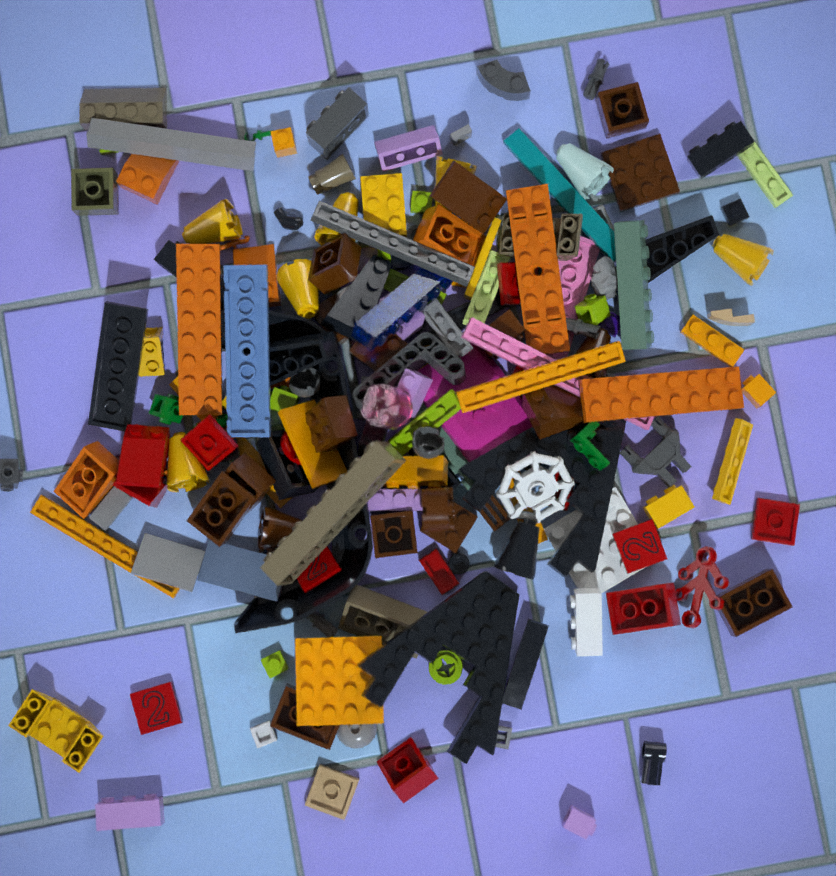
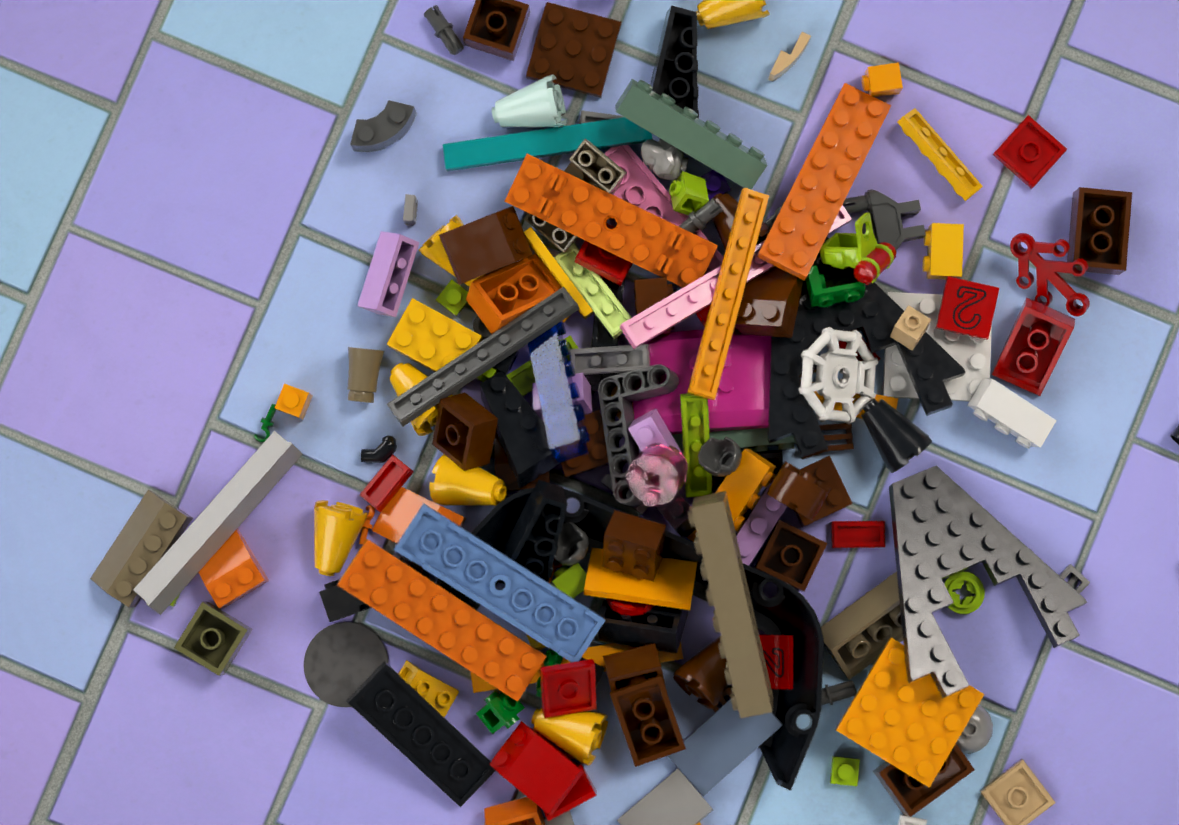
camera: 60 degrees left, 0 degrees up
(136, 284) = (341, 661): none -> flat silver sticker
(270, 238) = (386, 483): none -> red tile
(337, 123) = (311, 331): dark grey brick -> none
(407, 770) = (1045, 702): red slope -> none
(458, 563) = (862, 508): black tile -> none
(524, 663) = (1012, 506): black slope -> none
(598, 514) = (910, 328): none -> tan brick
(628, 447) = (859, 252): none -> lime piece
(712, 341) = (799, 92): light orange plate -> none

